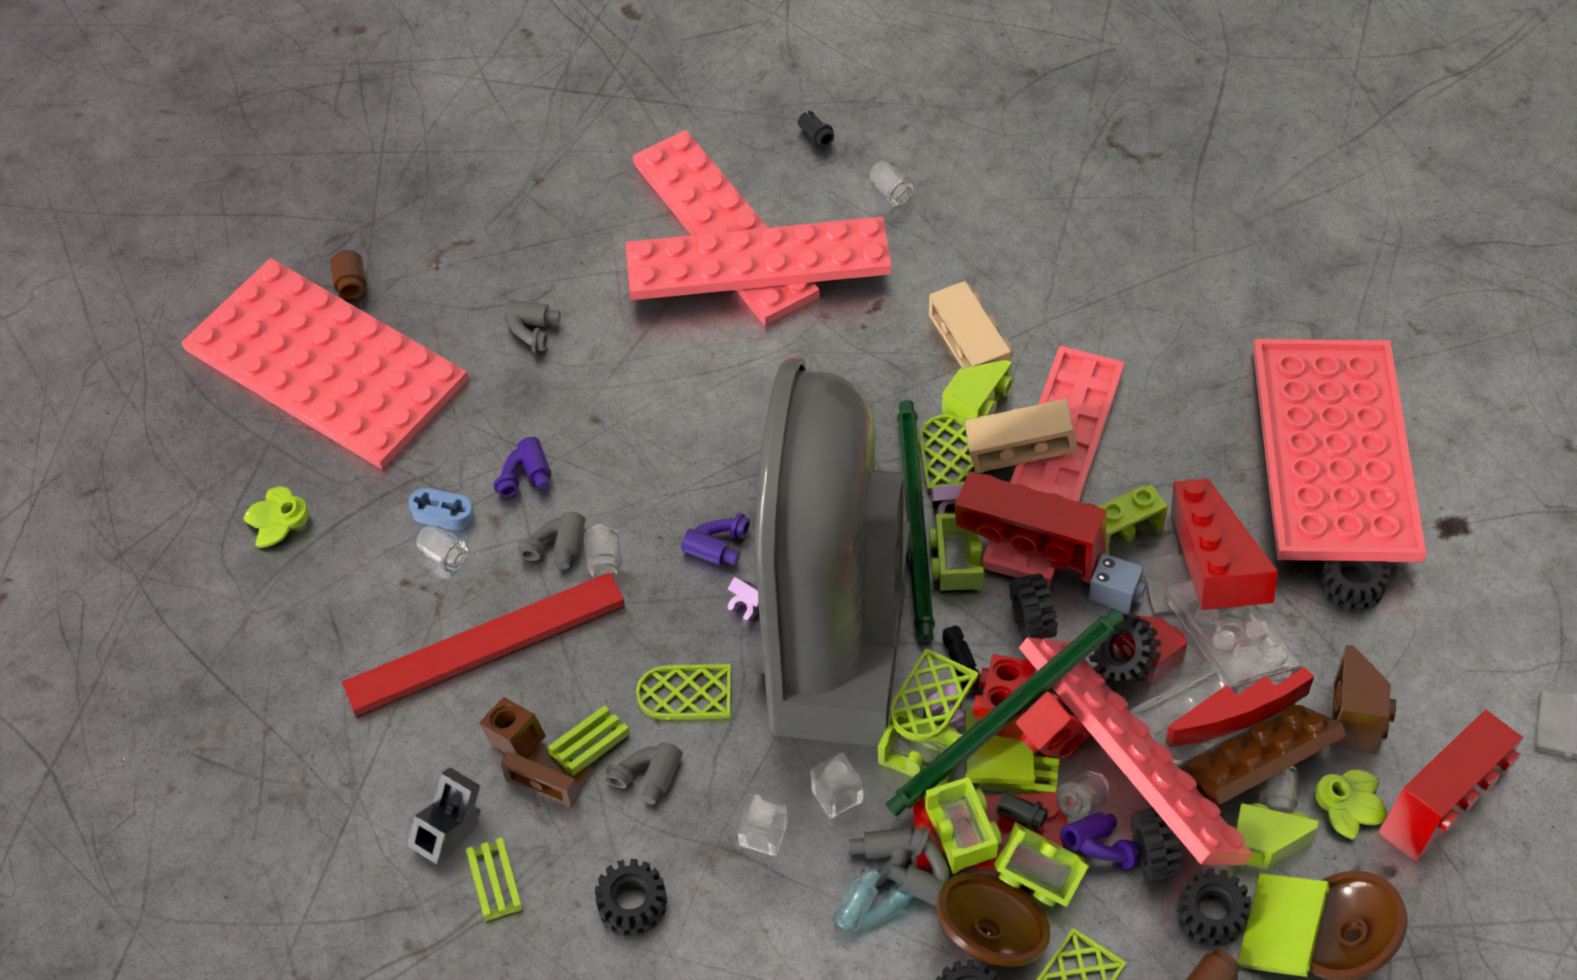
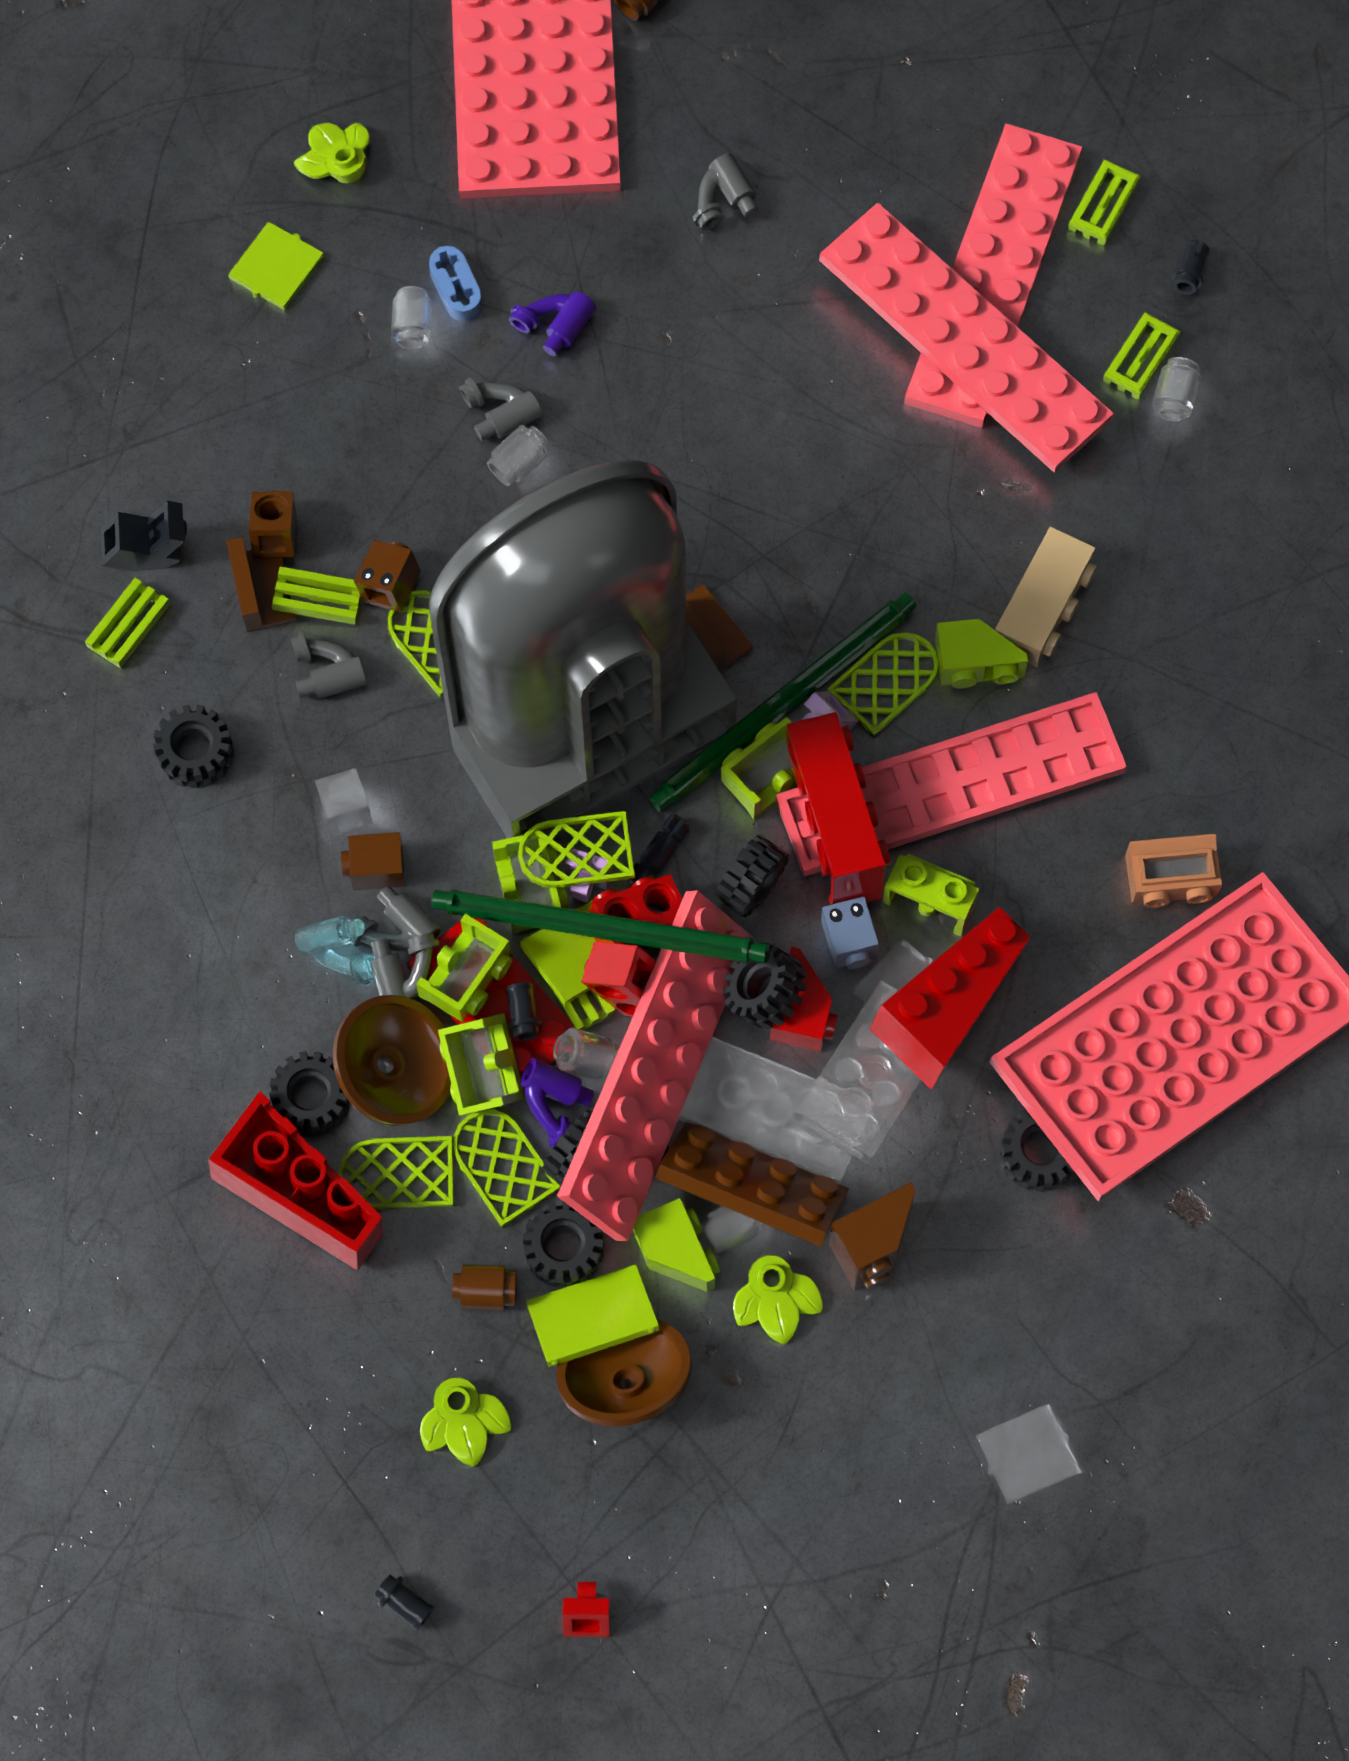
camera: 50 degrees right, 15 degrees up
(319, 606) = (276, 265): none -> lime piece
(482, 644) = (348, 432): red tile -> none
(617, 684) = (387, 575): none -> reddish brown brick
(738, 161) = (1090, 228): none -> lime tile
(824, 835) = (374, 861): none -> reddish brown brick
(836, 785) = (431, 836): clear brick -> none
(856, 207) = (1126, 382): none -> lime tile
(1021, 435) = (942, 730): tan brick -> none
(1133, 885) = (527, 1204): none -> lime window
(1214, 384) = (1173, 870): none -> nougat window
(1229, 713) = (765, 1123): red slope -> none
(1450, 784) = (861, 1376): red wedge -> none

